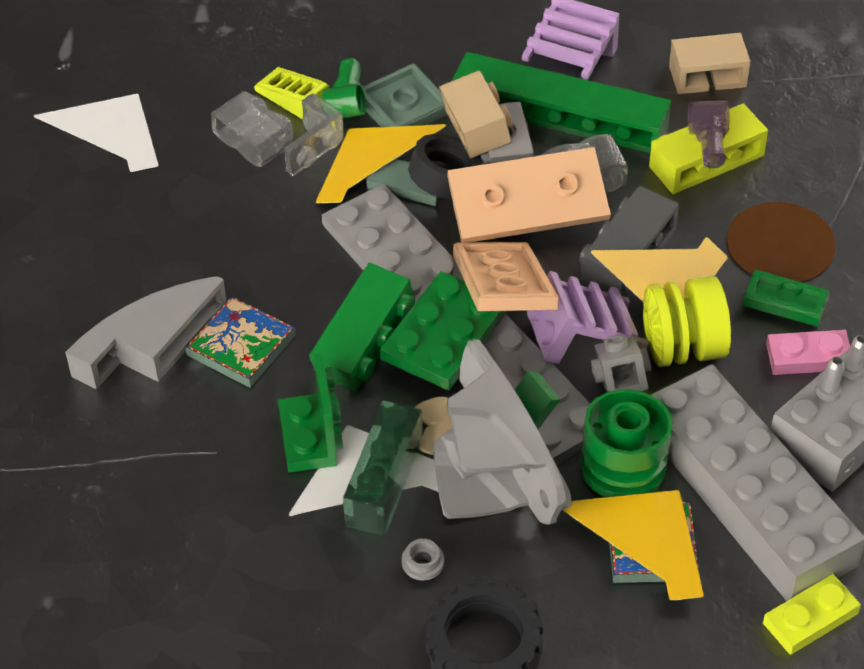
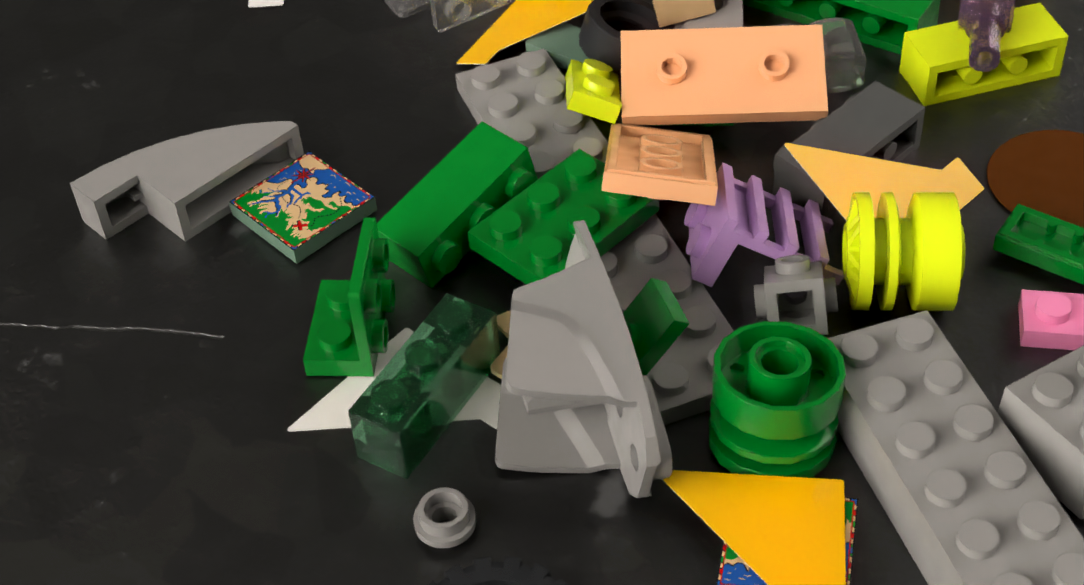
camera: 15 degrees right, 5 degrees down
(433, 217) = (593, 90): none -> neon yellow plate

